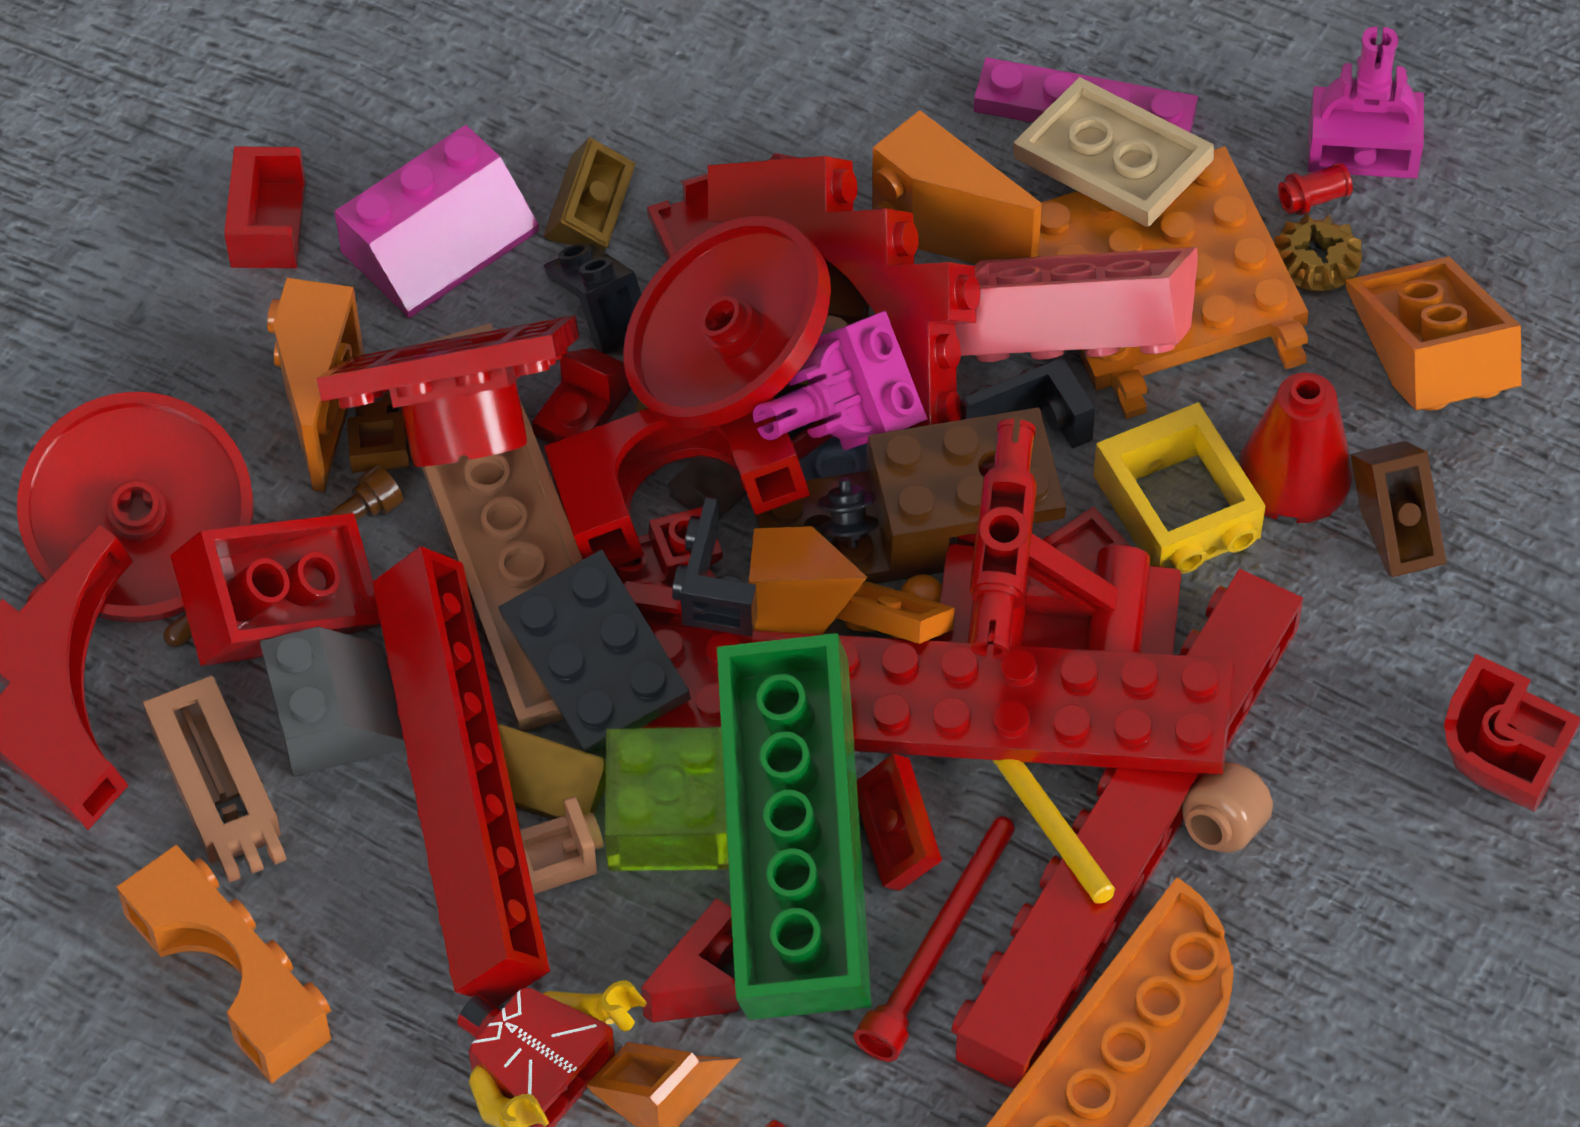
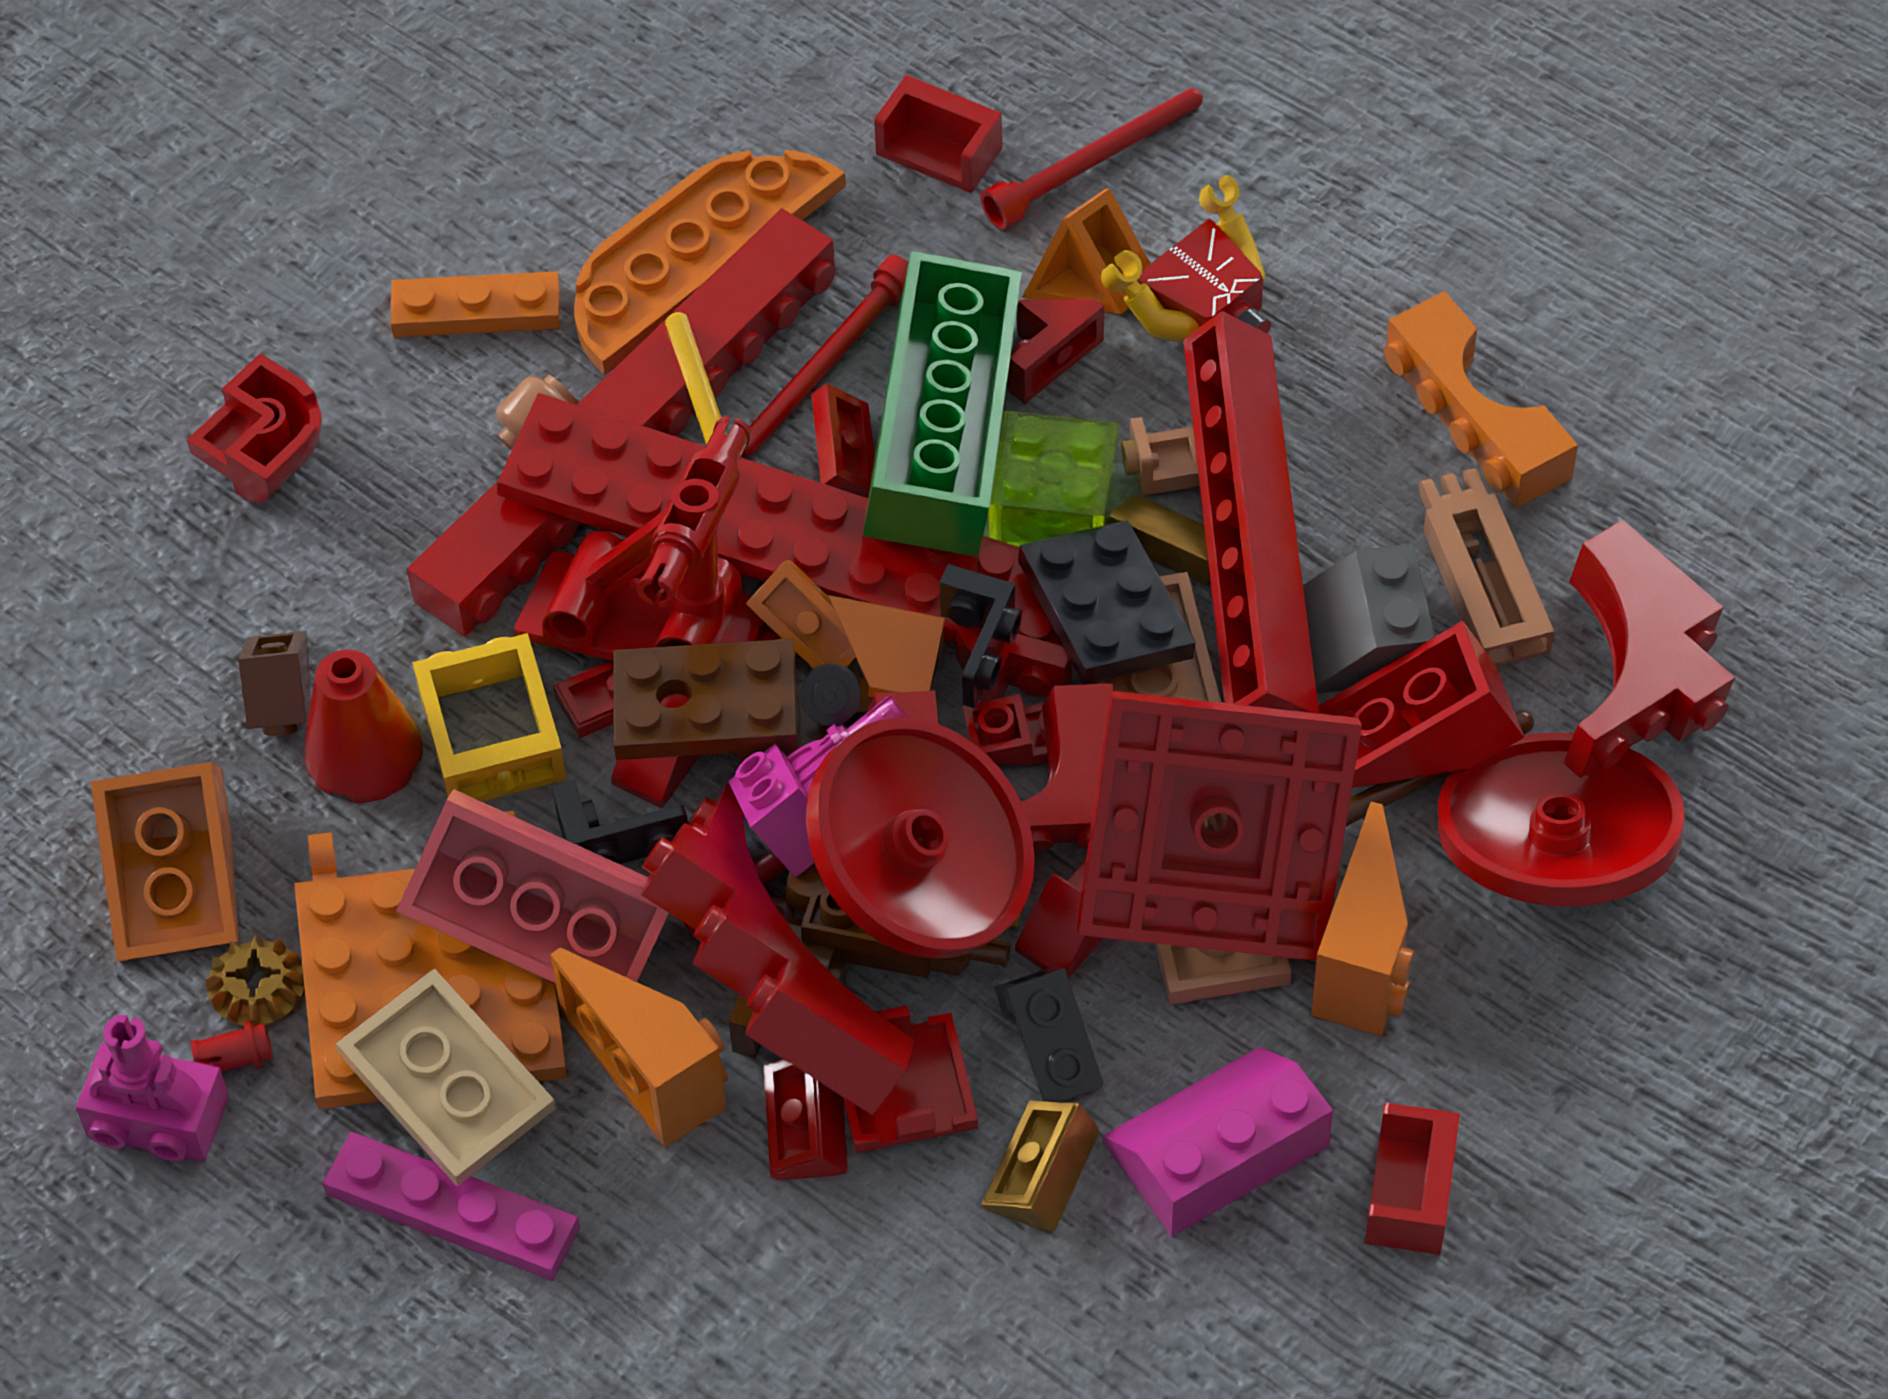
camera: 170 degrees left, 0 degrees up
(1340, 956) = (475, 304): none -> orange plate

